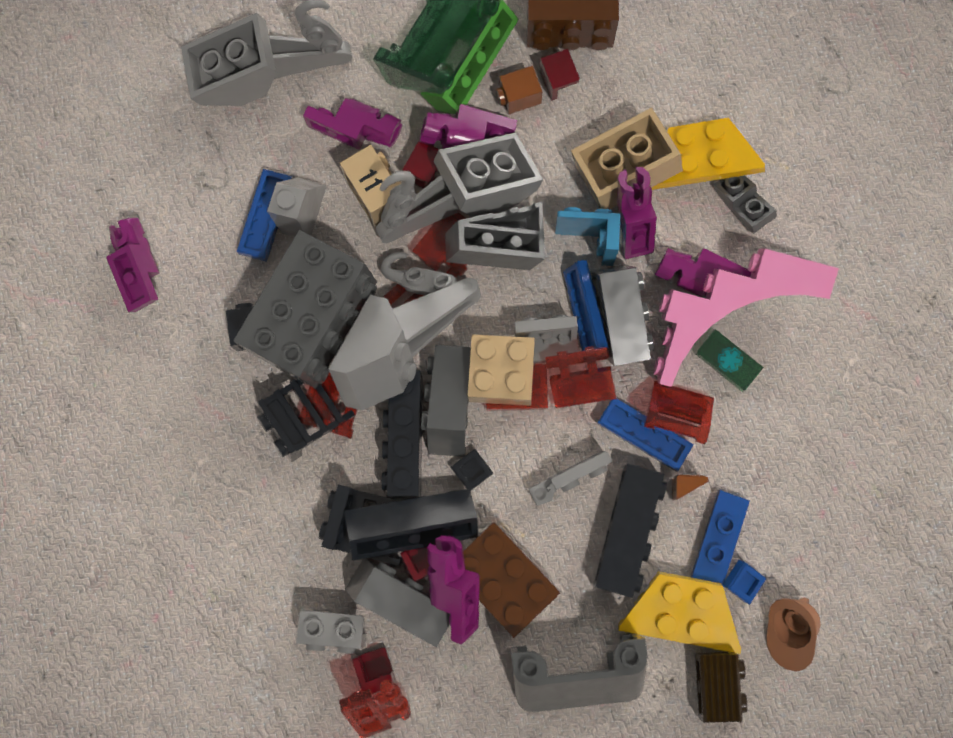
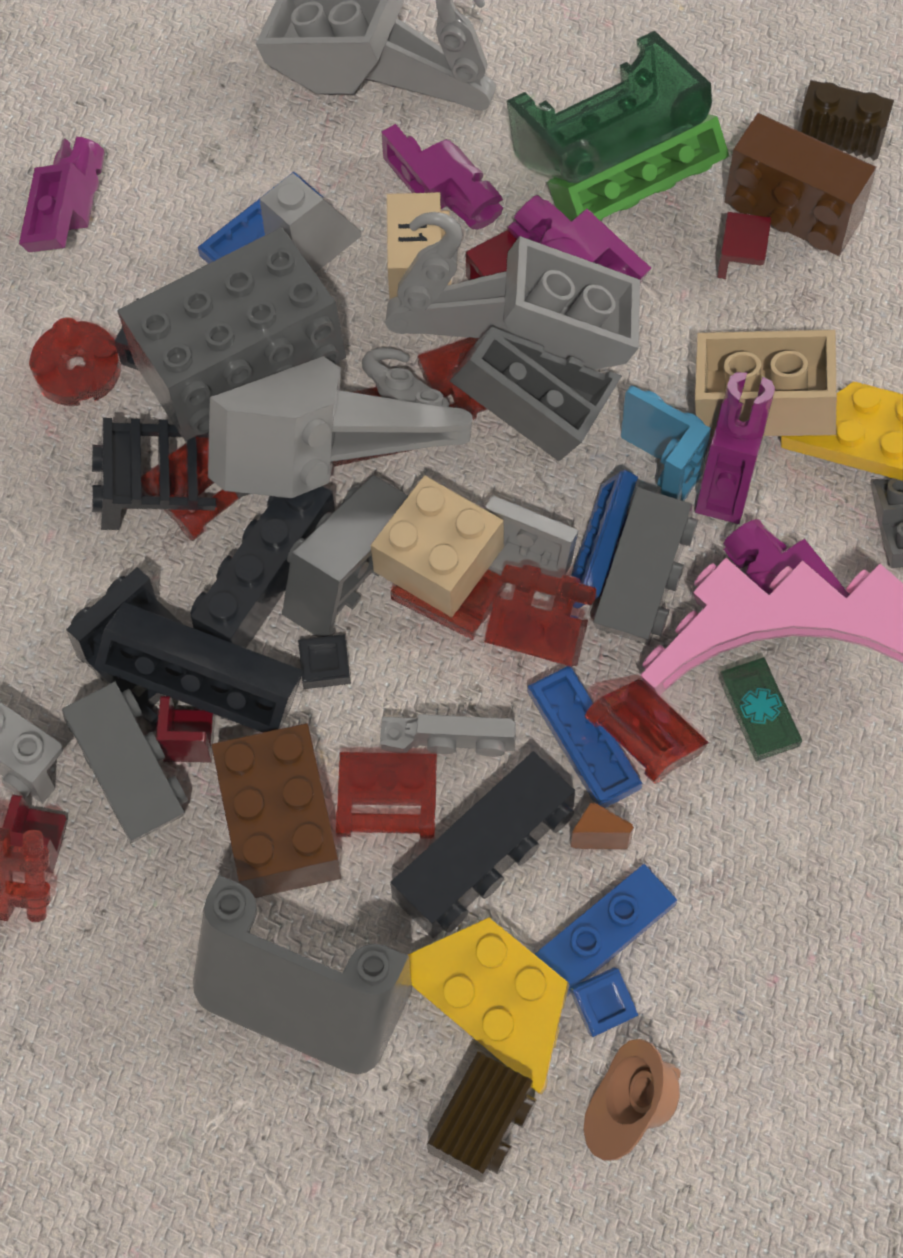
camera: 25 degrees right, 15 degrees down
(196, 353) = (70, 340): none -> clear red plate
(454, 587) = (200, 770): magenta plate -> none
(519, 90) = (679, 240): dark orange brick -> none
(551, 521) = (387, 780): none -> clear red plate

